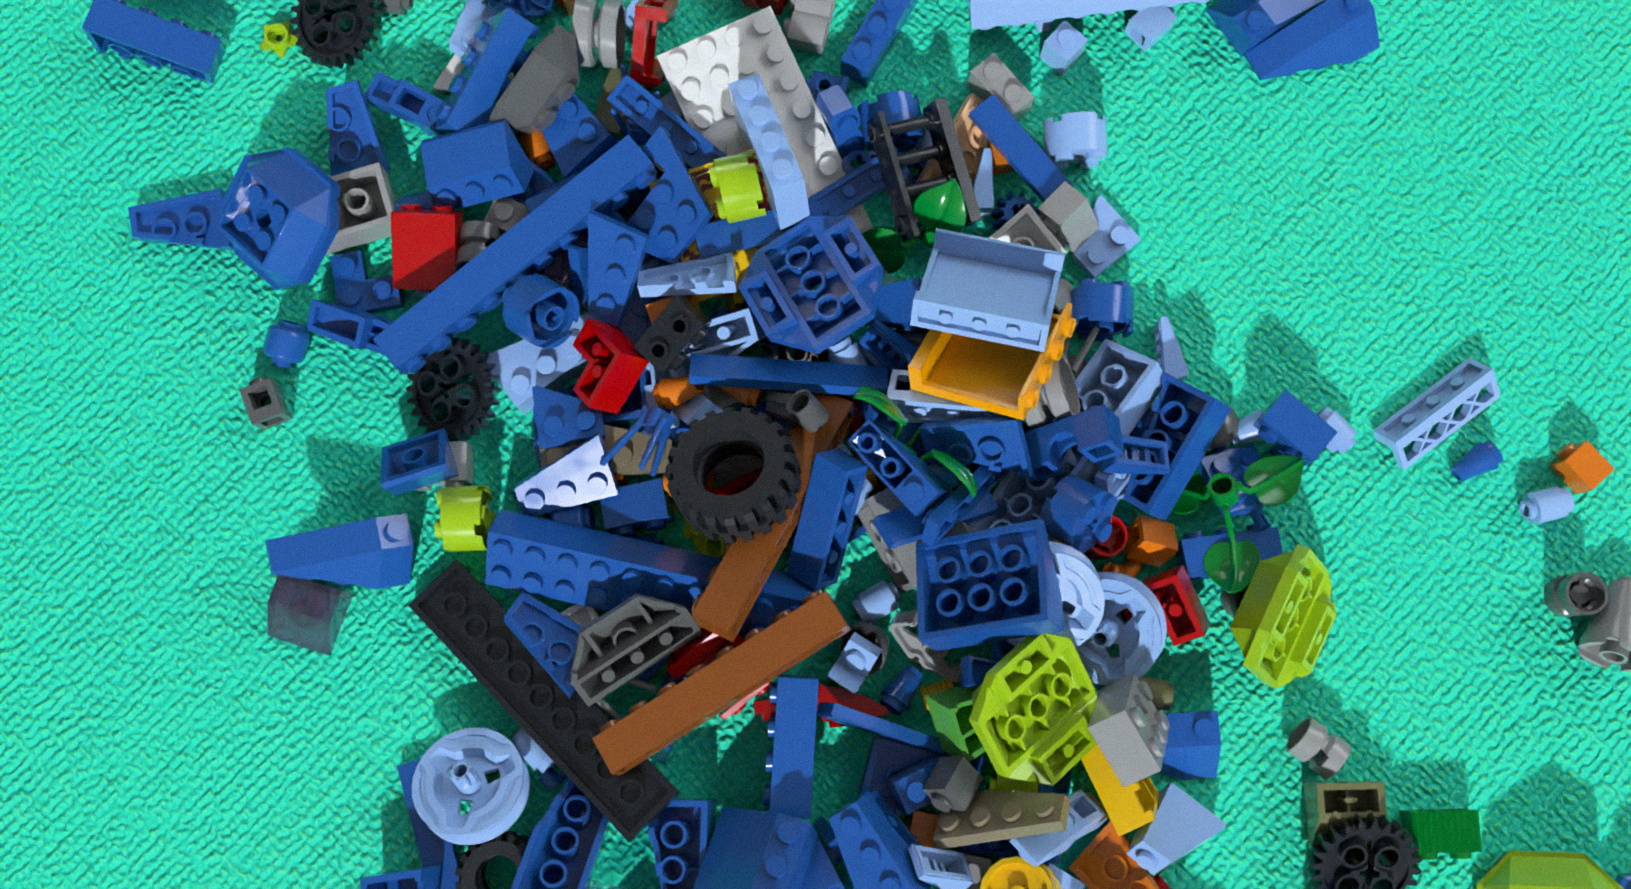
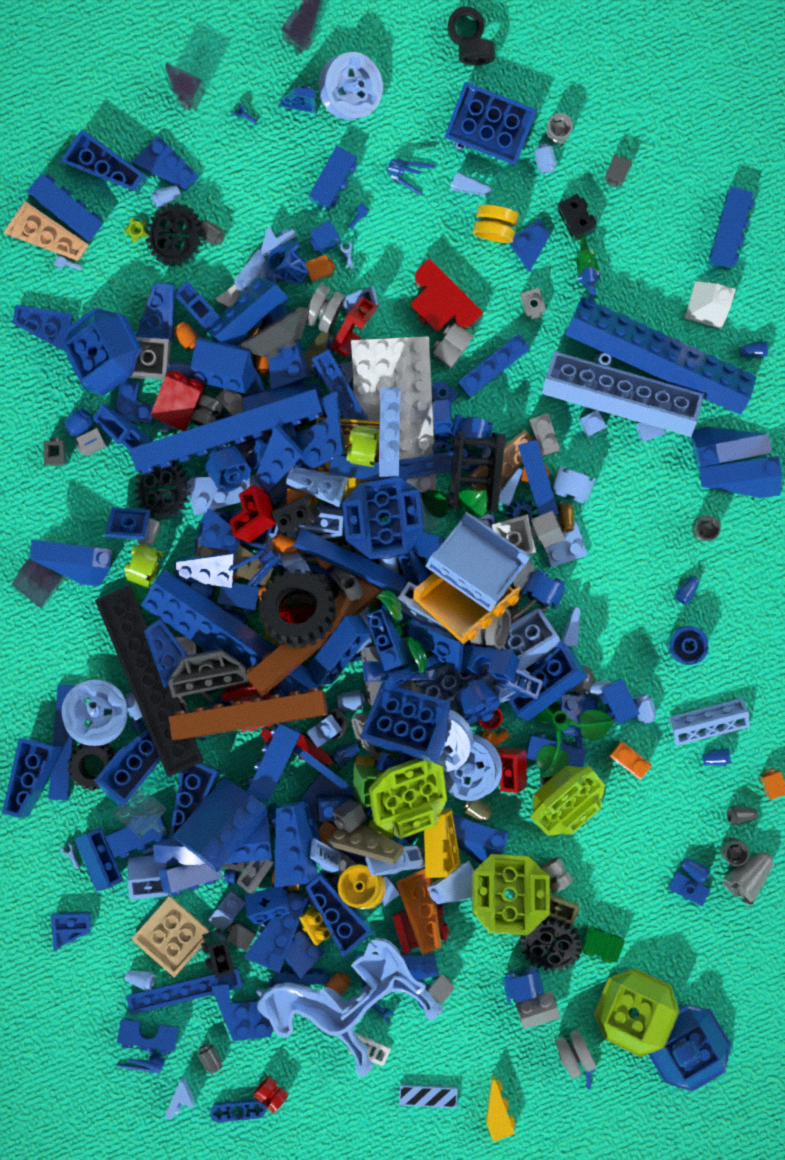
camera: 25 degrees right, 10 degrees up
(133, 90) = (40, 230): none -> light nougat wing
(179, 122) = (60, 262): none -> light blue hand
(317, 366) = (91, 442): none -> light grey brick
(405, 154) = (186, 335): none -> orange brick
(1086, 186) = (566, 516): none -> pearl gold cone
(1129, 729) = (453, 825): light grey brick -> none
(1151, 541) = (514, 729): orange brick -> none
(1291, 788) = (528, 888): none -> lime piece
(1298, 129) = (706, 528): none -> dark grey wheel
(1312, 232) = (687, 590): none -> blue cone
(1347, 517) = (629, 759): none -> orange brick
(1353, 308) = (698, 644): none -> blue brick
(1530, 650) = (696, 870): none -> blue cone
(1531, 684) = (688, 888): none -> blue plate
(1546, 505) = (744, 797): light blue brick -> none
(1554, 535) = (741, 814): none -> dark grey cone

